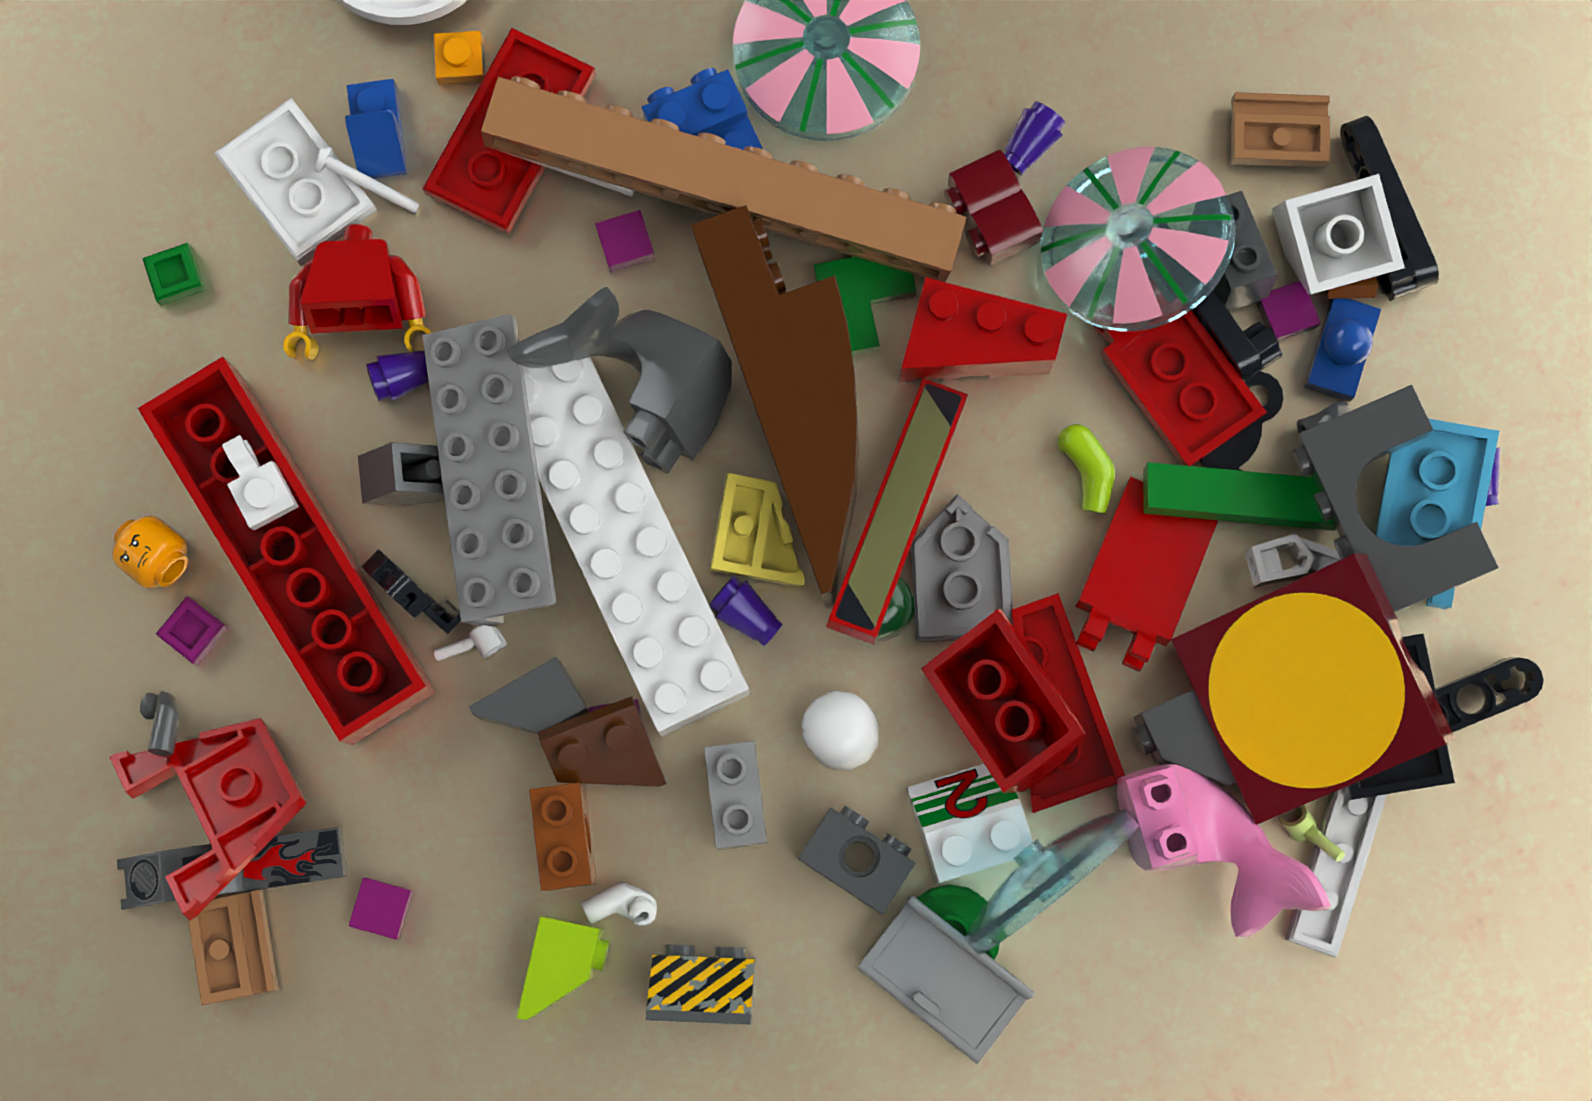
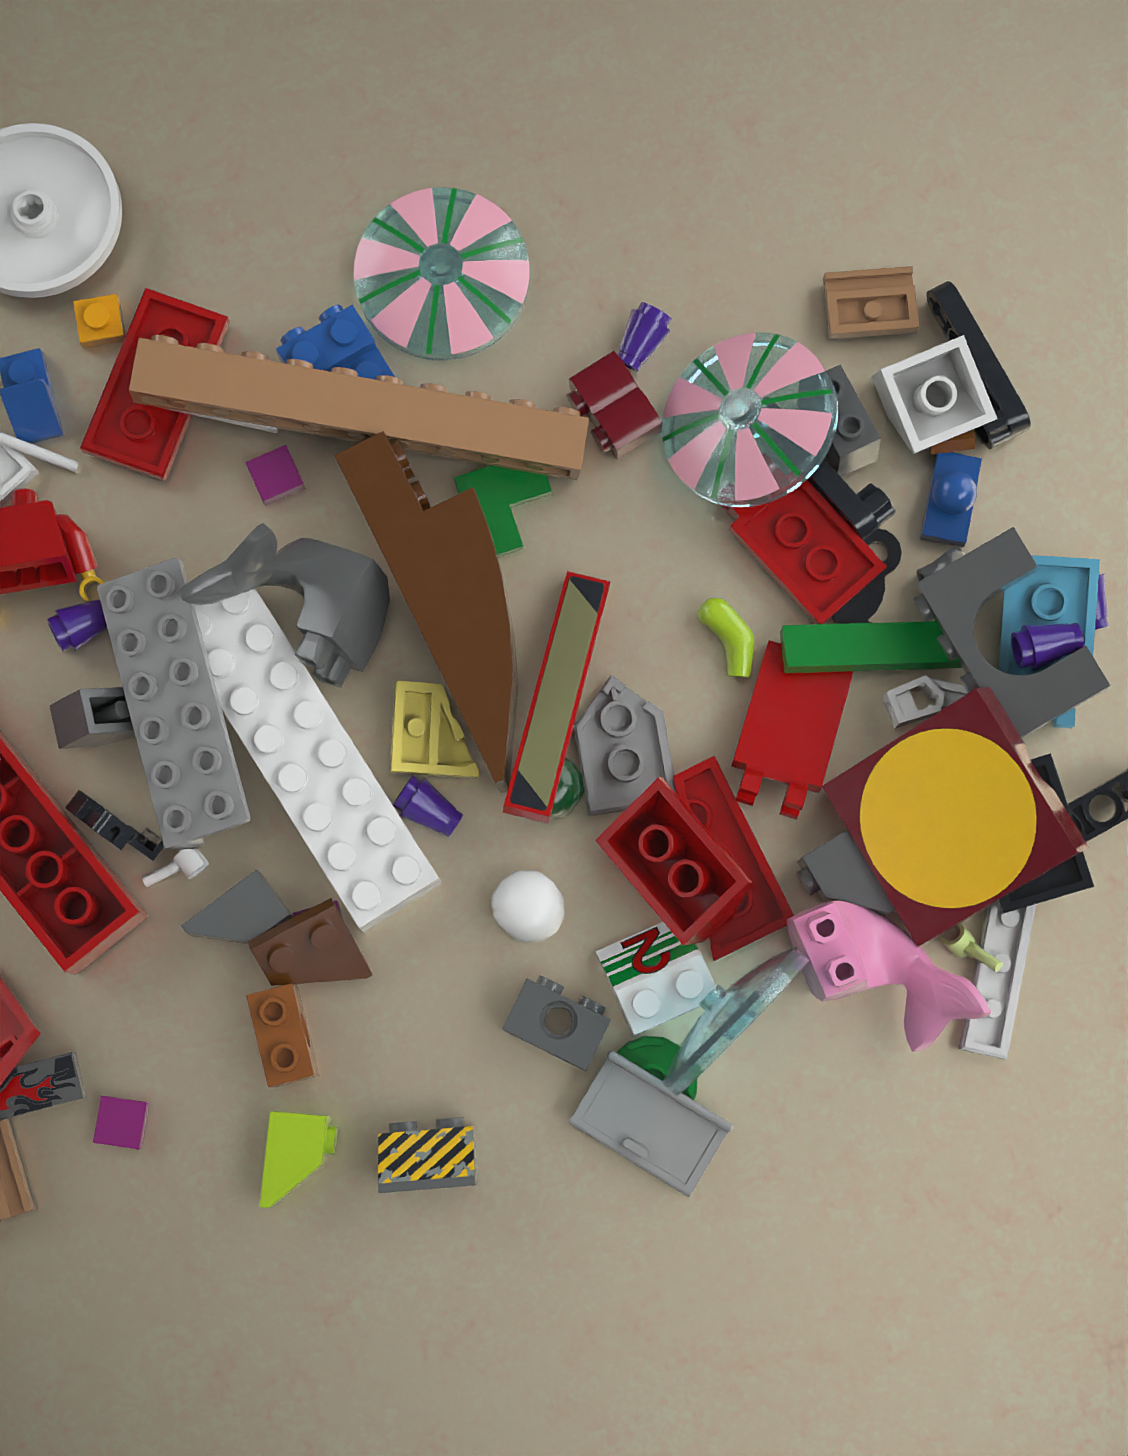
camera: 10 degrees left, 0 degrees up
(623, 900) = (345, 1087): white arm -> none
(735, 795) = (438, 978): light grey brick -> none
(979, 335) = (613, 525): red wedge -> none
(1289, 311) = (897, 470): magenta tile -> none
(1430, 514) = (1045, 643): none -> dark purple cone

